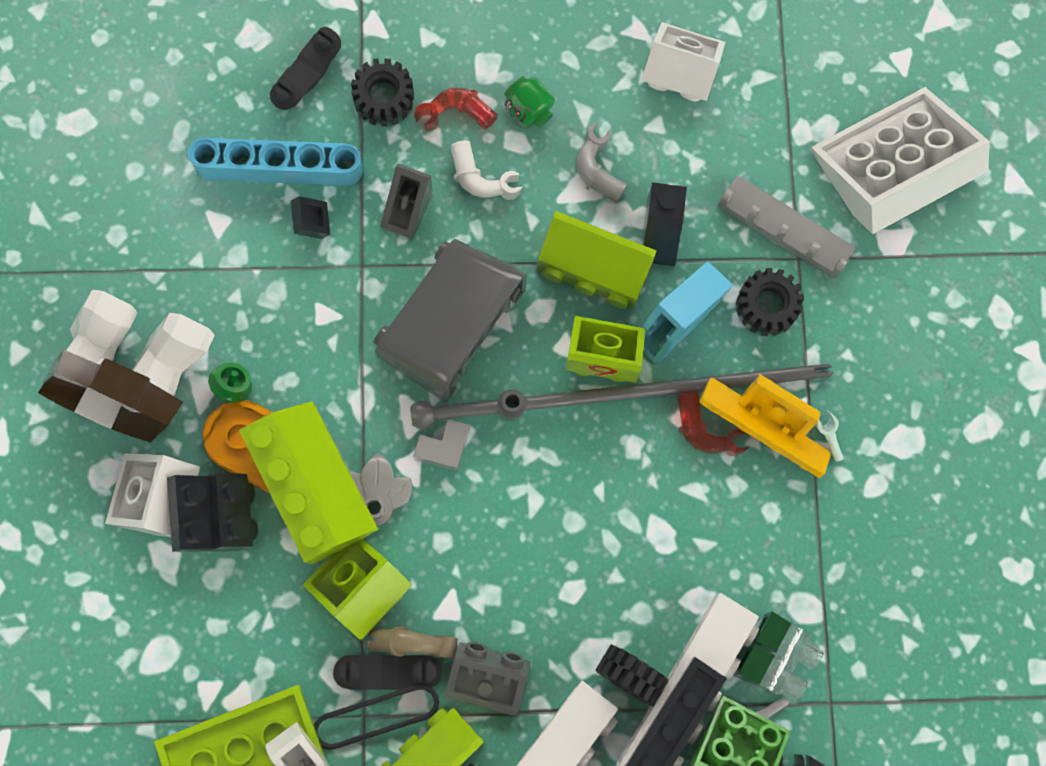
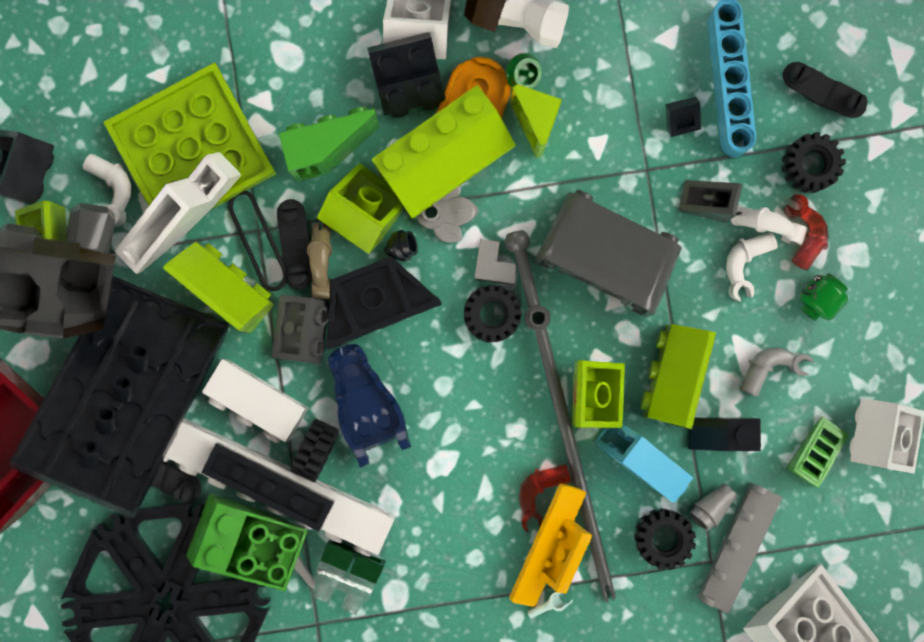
camera: 85 degrees right, 10 degrees up
(279, 626) = (322, 146): none -> bright green slope
(285, 373) = (535, 114): none -> lime slope
(407, 547) = (401, 245): none -> black plate
(439, 146) = (766, 220): none -> white piece
(465, 587) = (374, 300): none -> black wing
(504, 433) = (492, 294): none -> black tyre
(587, 611) = (365, 406): none -> dark blue animal
(710, 131) = (796, 464): none -> bright green slope
(741, 248) = (712, 508): none -> light grey cone

